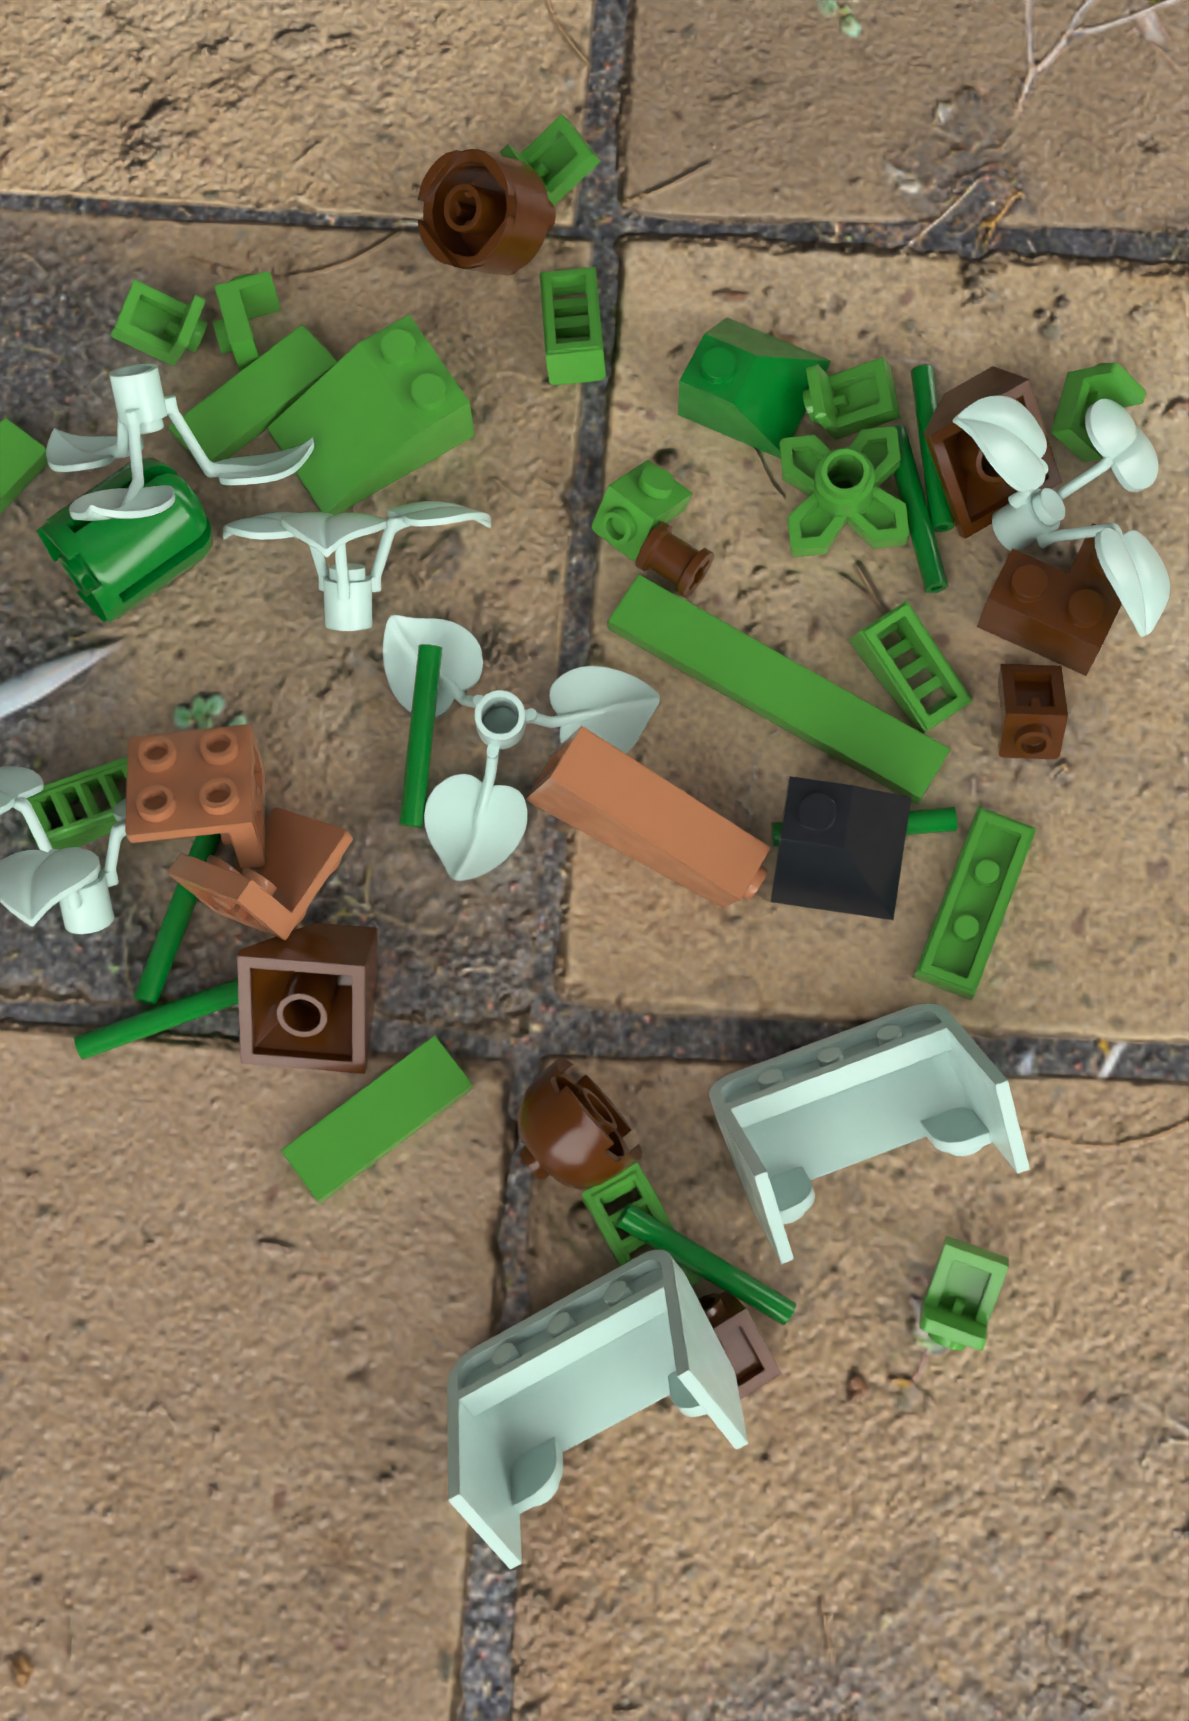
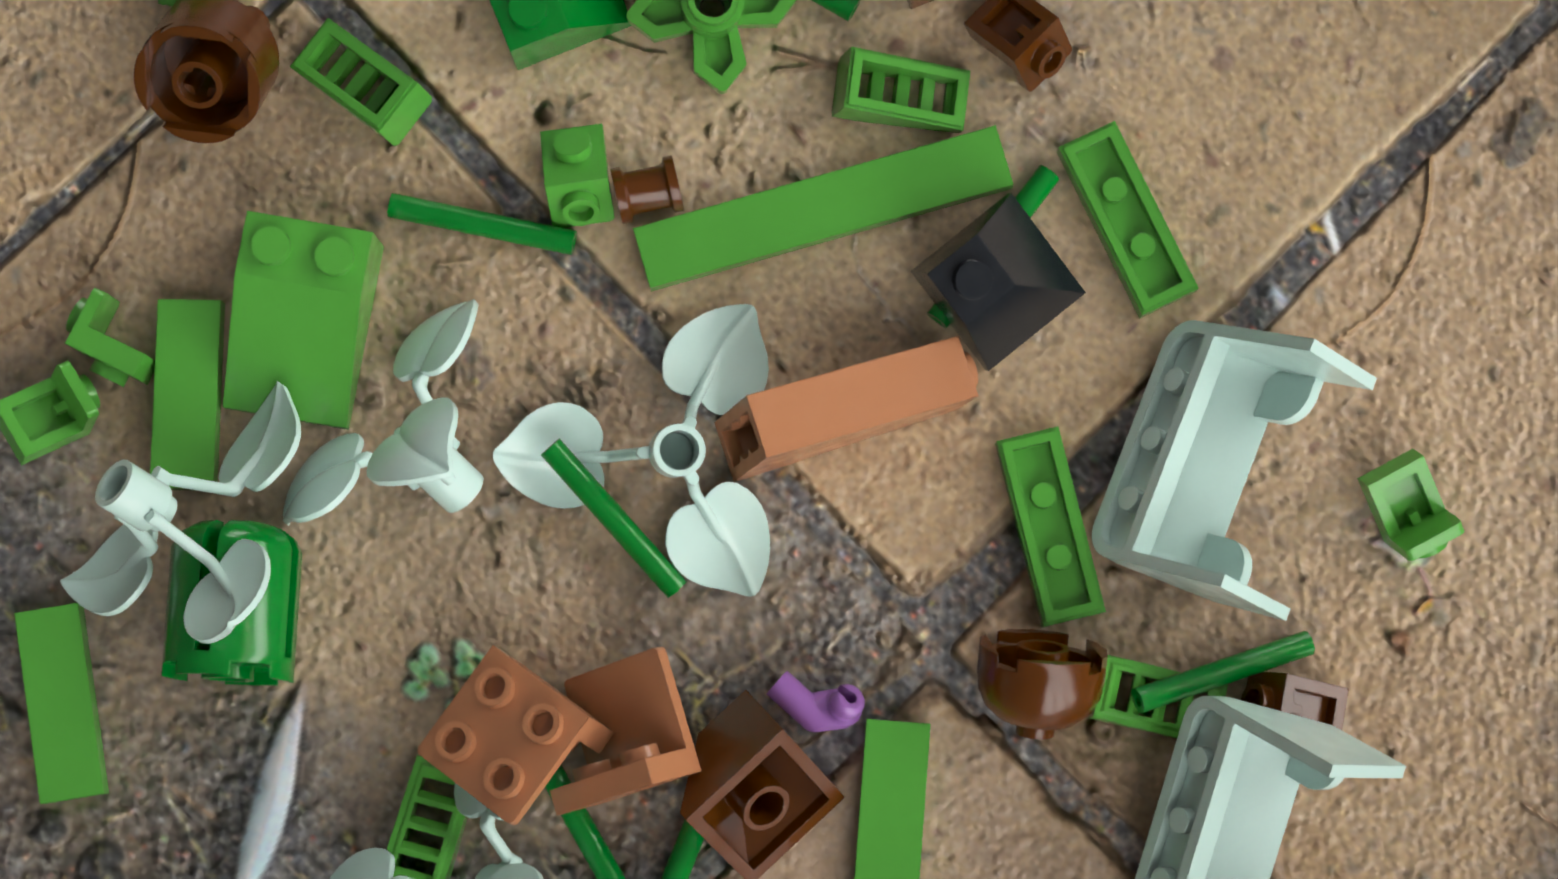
camera: 50 degrees left, 10 degrees up
(410, 997) = (821, 709): none -> medium lavender arm
(549, 480) = (482, 223): none -> green piece
(697, 1046) = (1050, 527): none -> bright green tile

